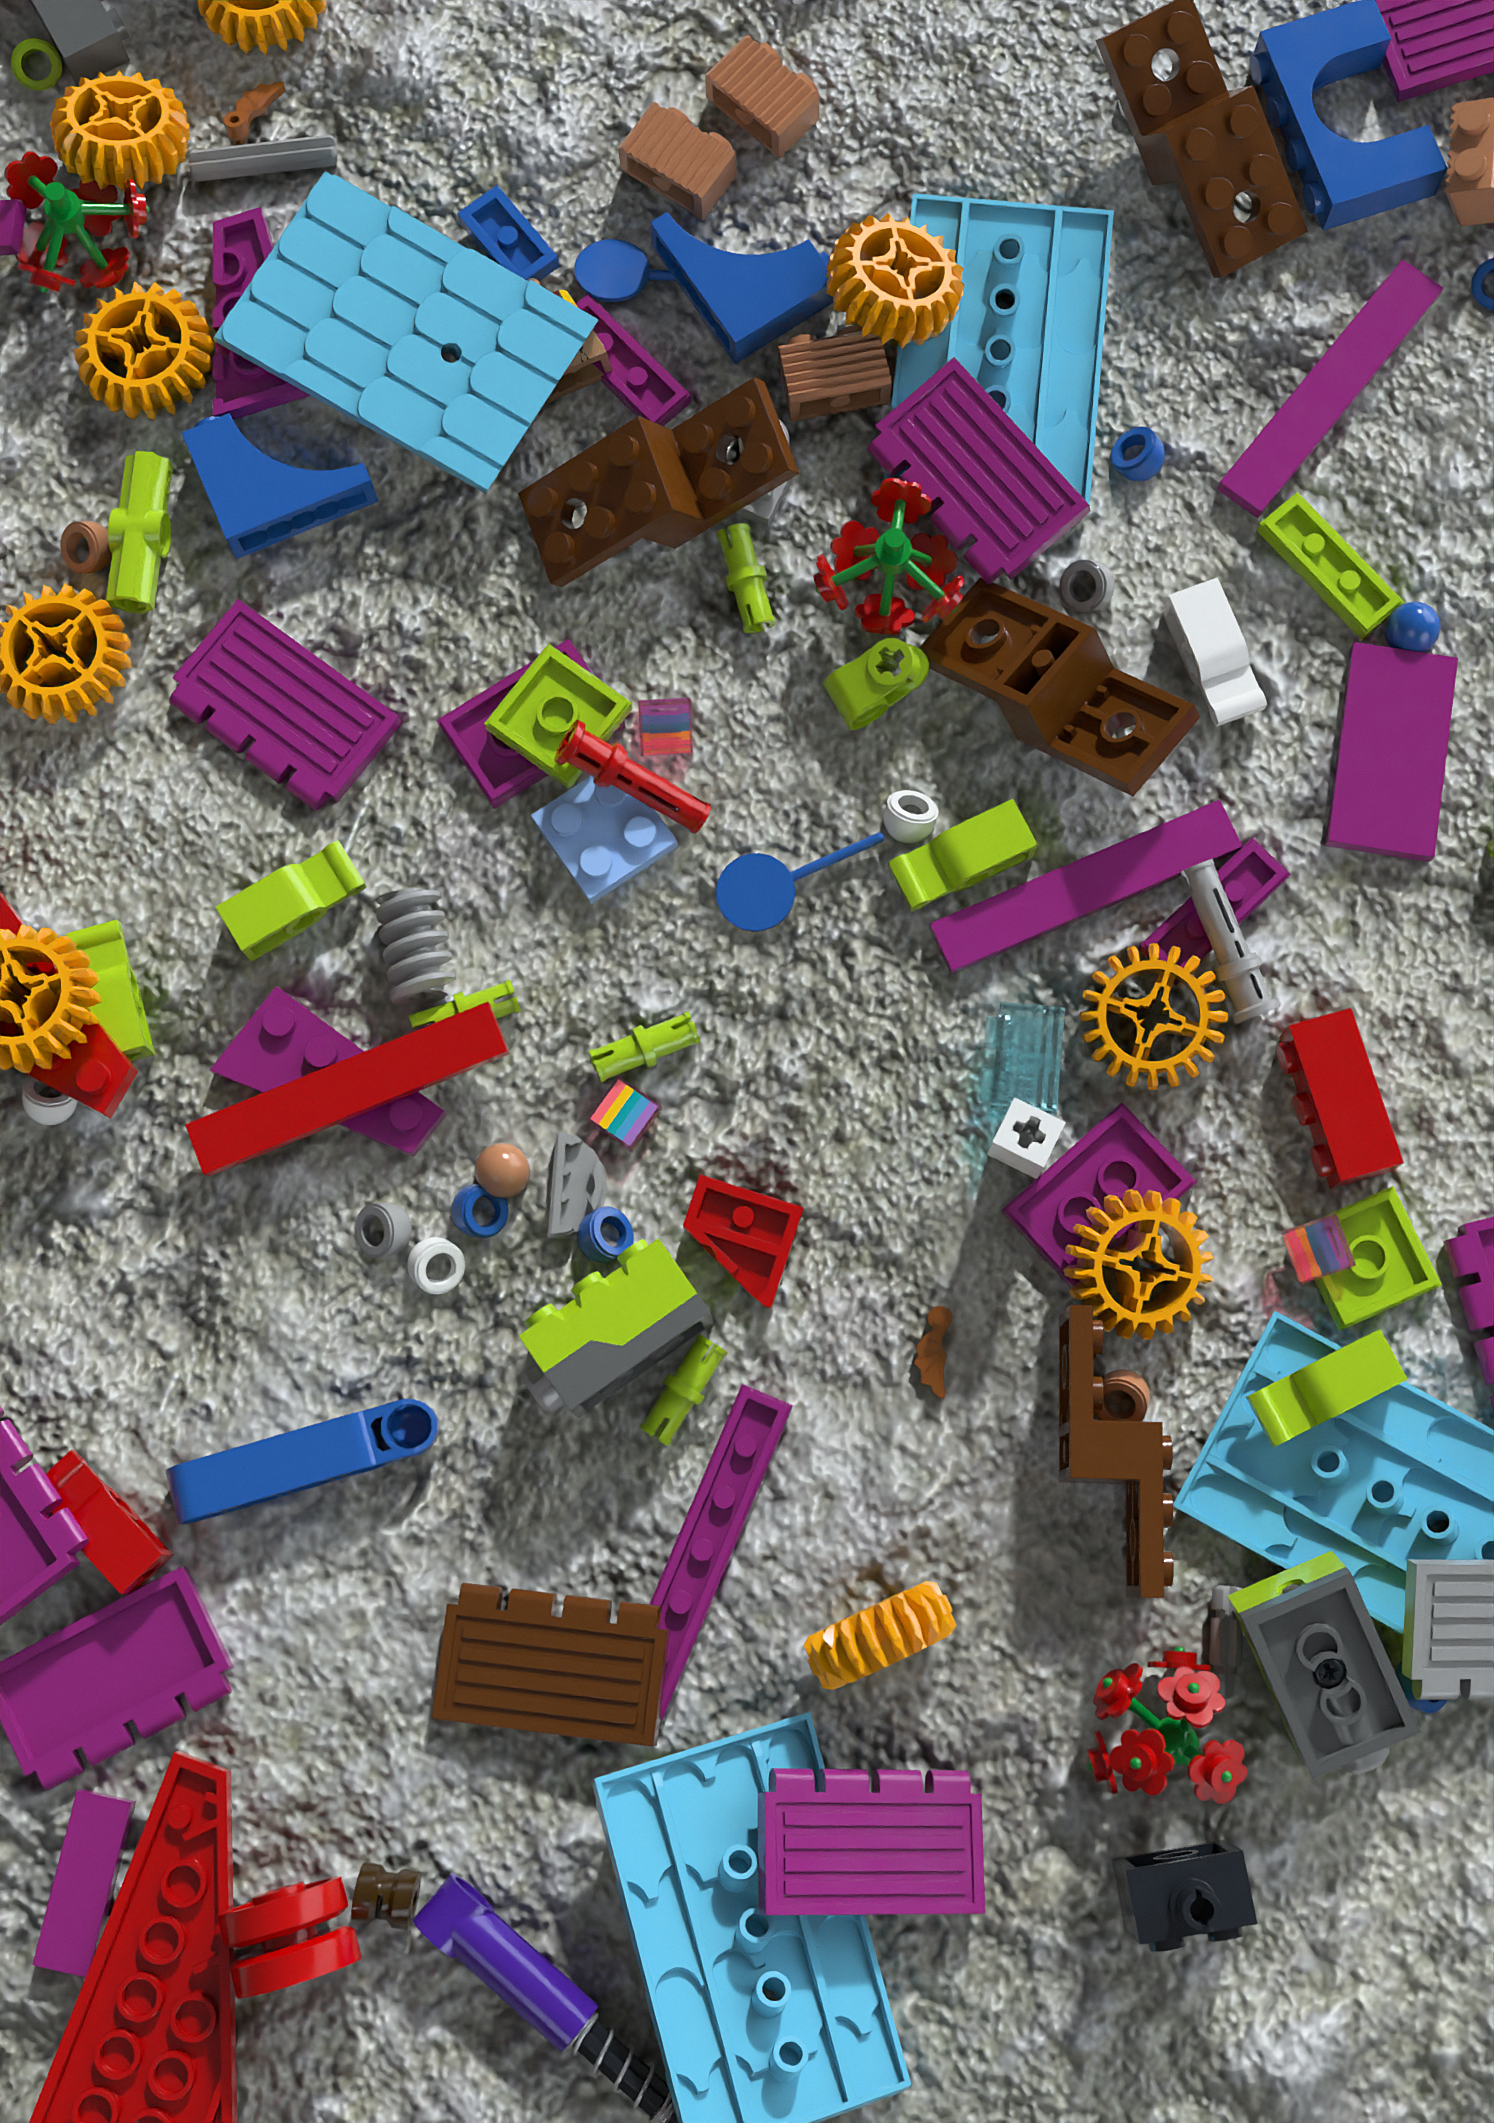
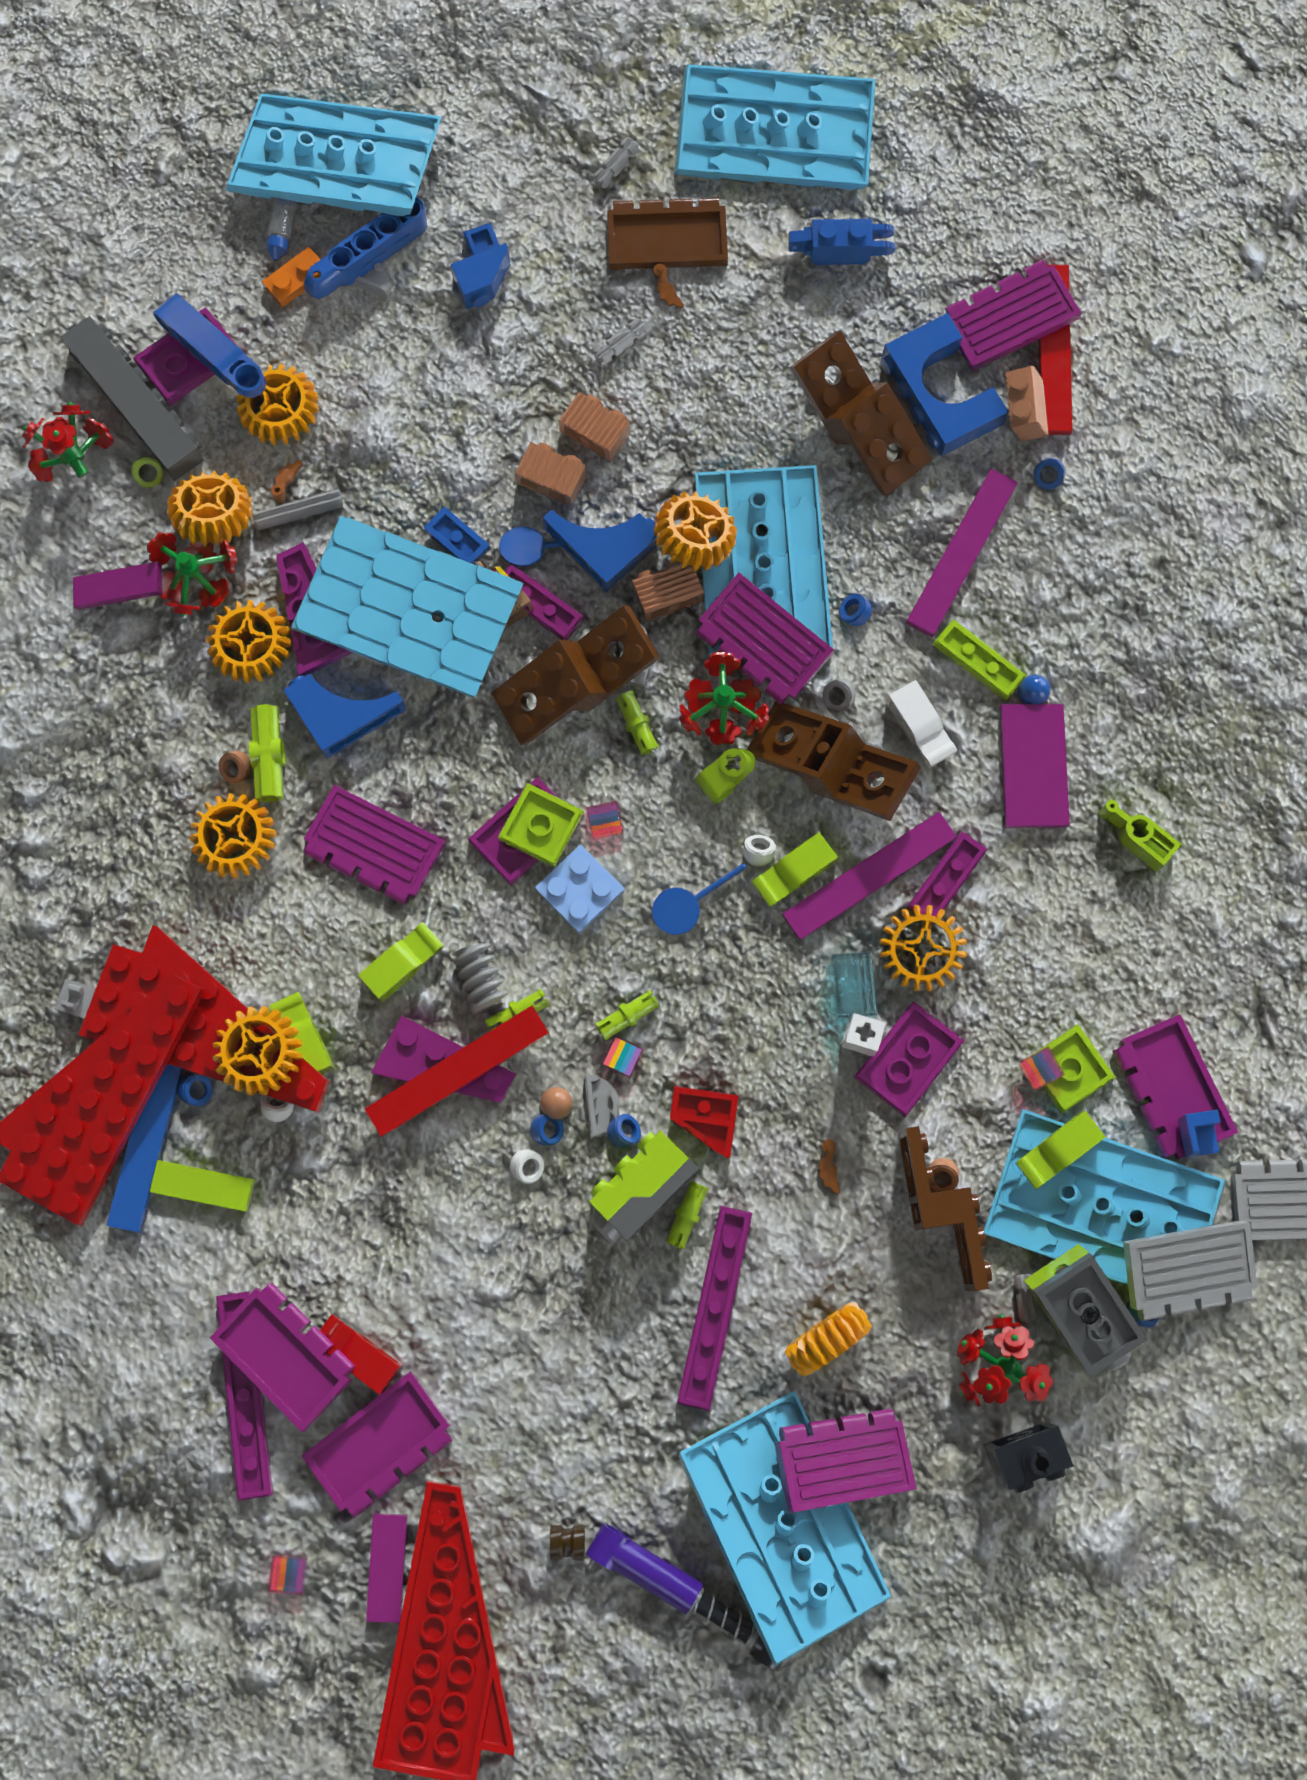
camera: 15 degrees left, 0 degrees up
(291, 1943) = (518, 1579): red wheel -> none
(301, 1459) = (469, 1295): blue piece -> none
(396, 1229) = (499, 1147): light grey piece -> none
(552, 1671) = (639, 1394): reddish brown hinge -> none
(611, 766) = (579, 852): red pin -> none
(1141, 1242) = (940, 1082): light orange gear -> none
(1237, 965) = (966, 909): light grey pin -> none
(1338, 1099) = (1038, 978): red brick -> none

